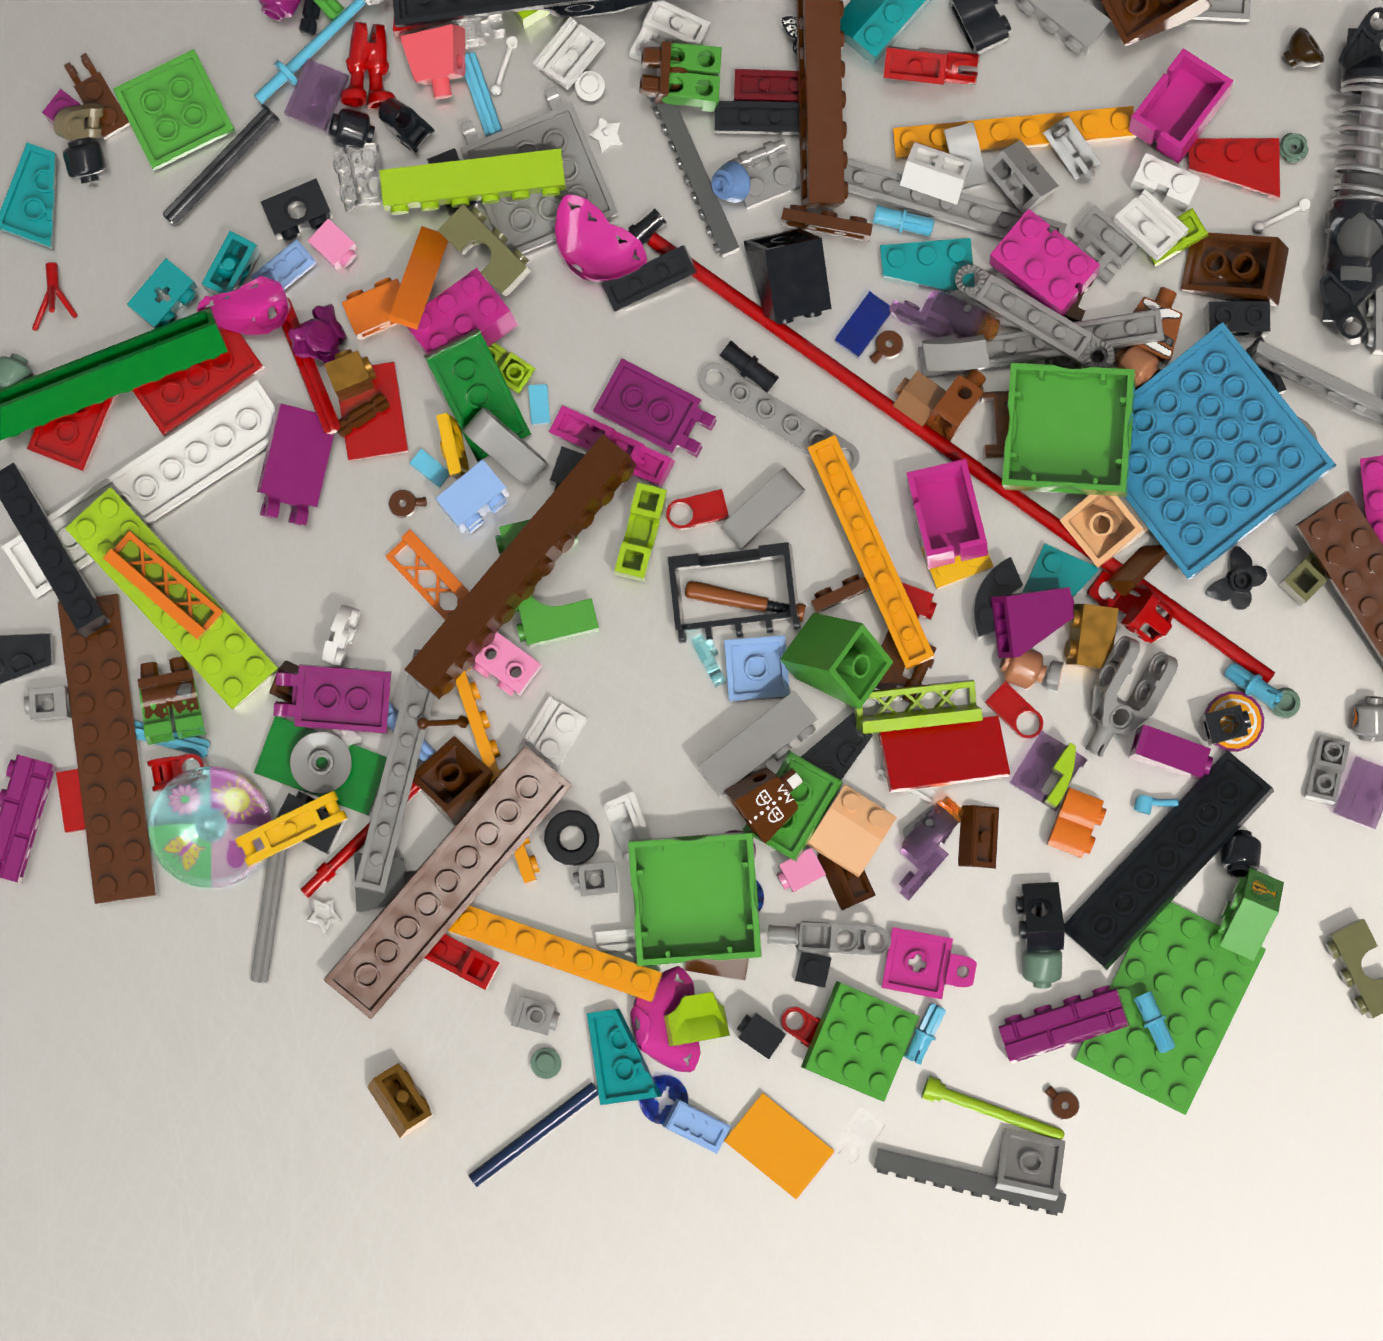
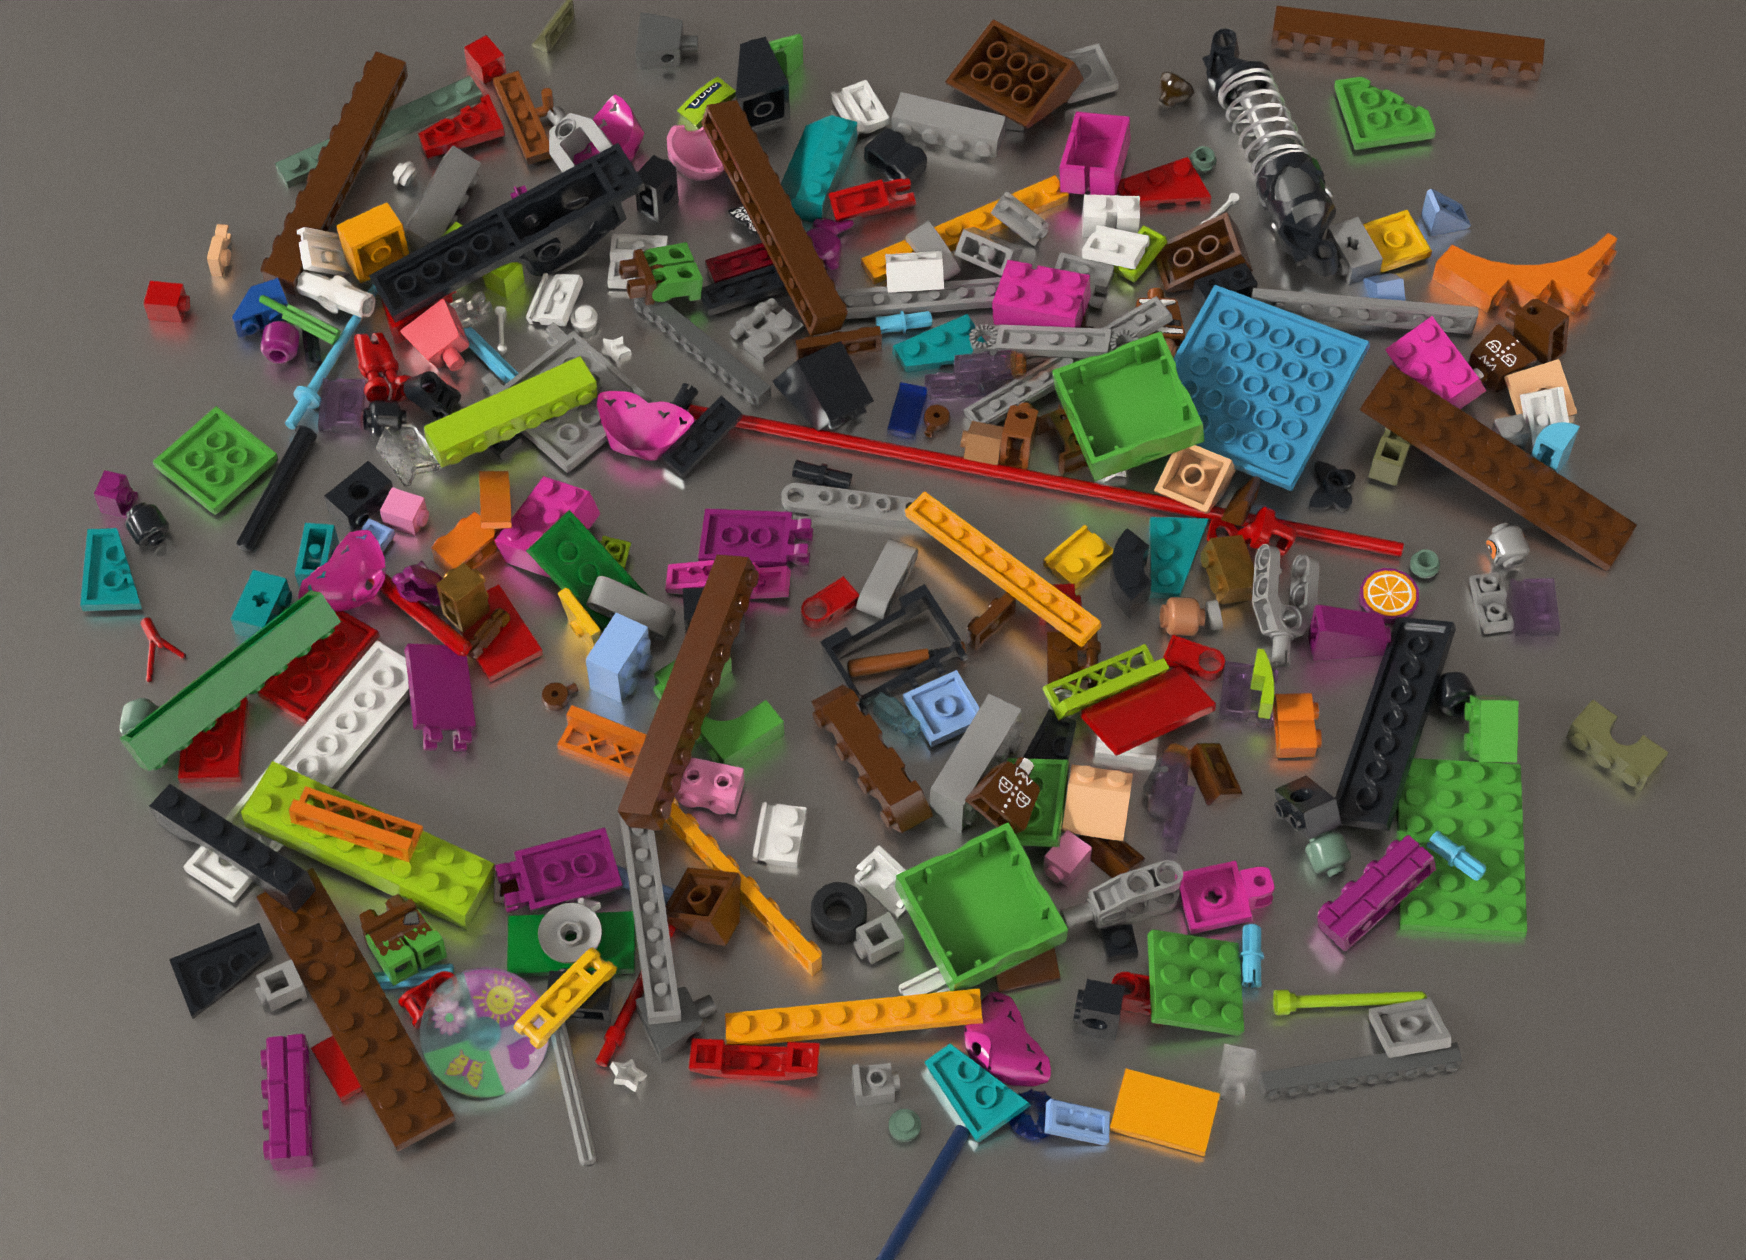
camera: 25 degrees left, 25 degrees down
(70, 121) = (123, 489): dark tan plate -> none
(97, 91) = (142, 477): reddish brown hinge -> none
(342, 634) = (543, 818): white plate -> none
(399, 1100) = (776, 1210): pearl gold brick -> none
(430, 468) = (567, 659): medium azure piece -> none
(447, 882) = (737, 989): plate -> none
(462, 722) = (654, 857): reddish brown hinge -> none
(505, 267) = (525, 450): olive arch -> none
(539, 404) = (646, 572): medium azure piece -> none
(641, 532) = (786, 633): lime arch -> none
(665, 696) = (879, 767): none -> reddish brown brick
(696, 1020) = (1031, 1024): lime slope -> none
(731, 182) = (741, 340): medium blue cone -> none
(837, 658) = (1014, 661): bright green slope -> none
(862, 95) = (826, 241): none -> magenta animal
(947, 513) = (1054, 516): dark pink piece -> none
(955, 355) = (999, 392): light grey slope -> none
(1028, 618) = (1166, 564): magenta slope -> none
(1057, 1100) = (1404, 969): reddish brown piece -> none
(1144, 803) = (1348, 686): medium azure hand -> none
(1212, 727) = (1380, 602): black brick -> none
(1253, 685) = (1391, 556): medium azure axle -> none

